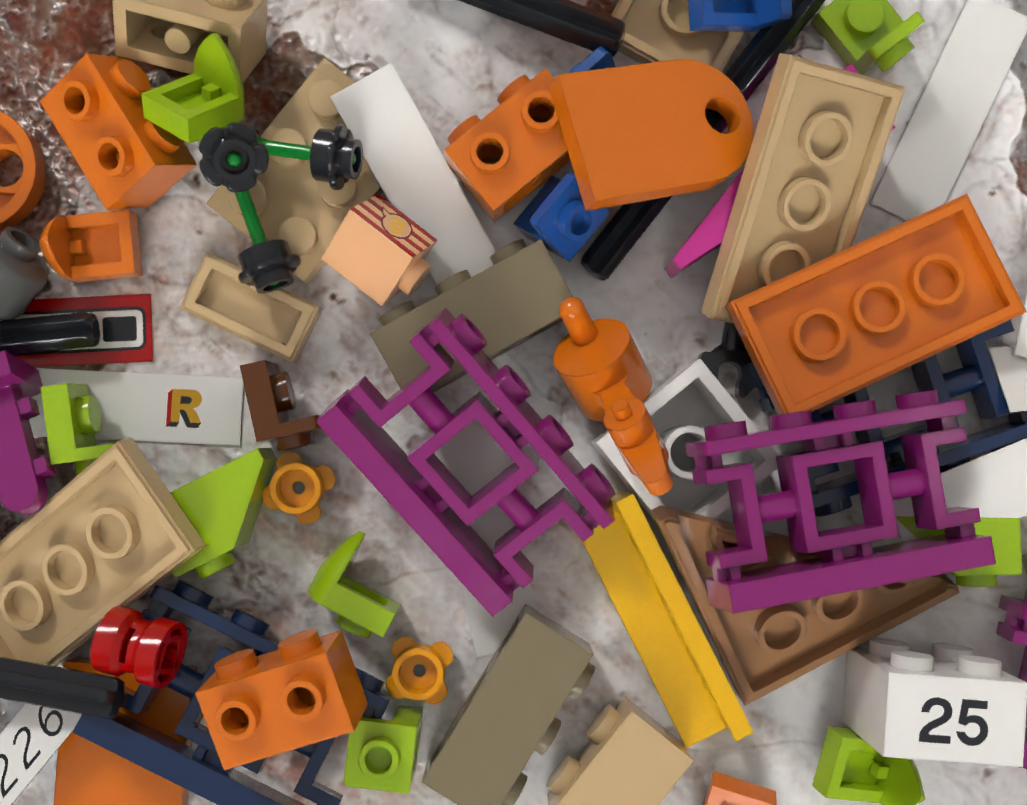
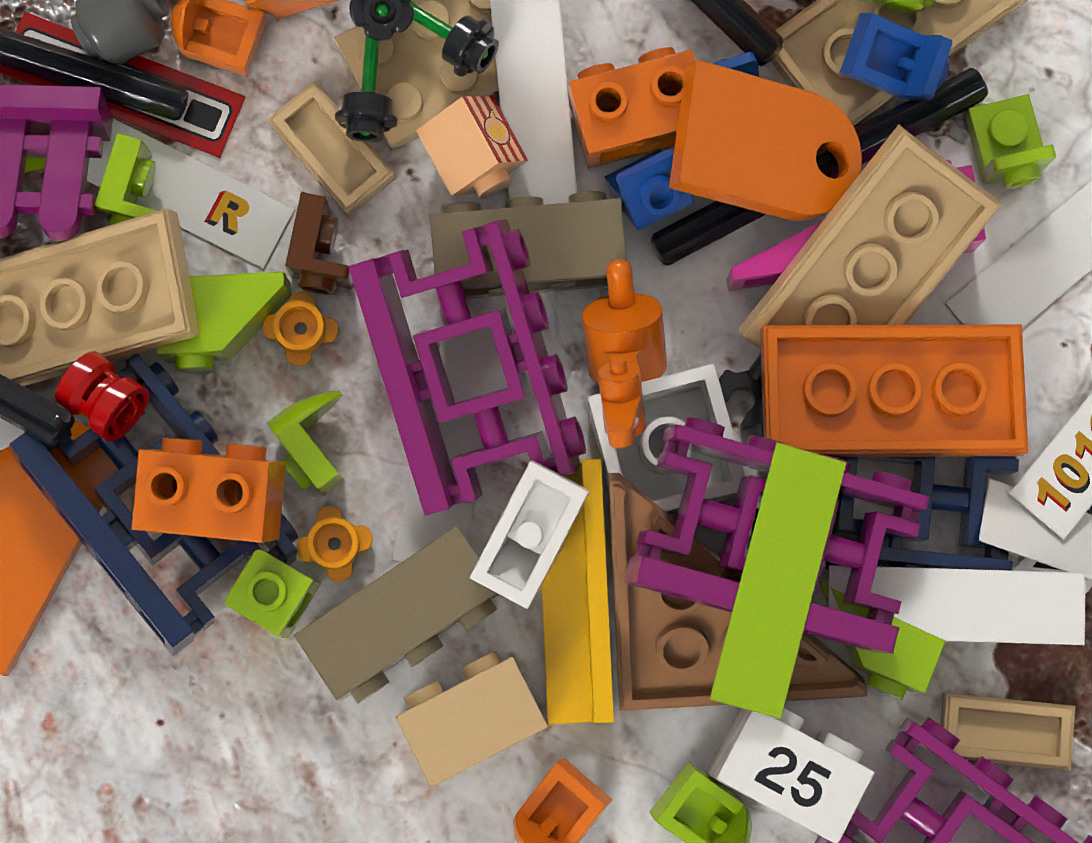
camera: 30 degrees right, 5 degrees down
(600, 596) = (530, 534): none -> white slope
(863, 547) = (778, 581): none -> lime sticker

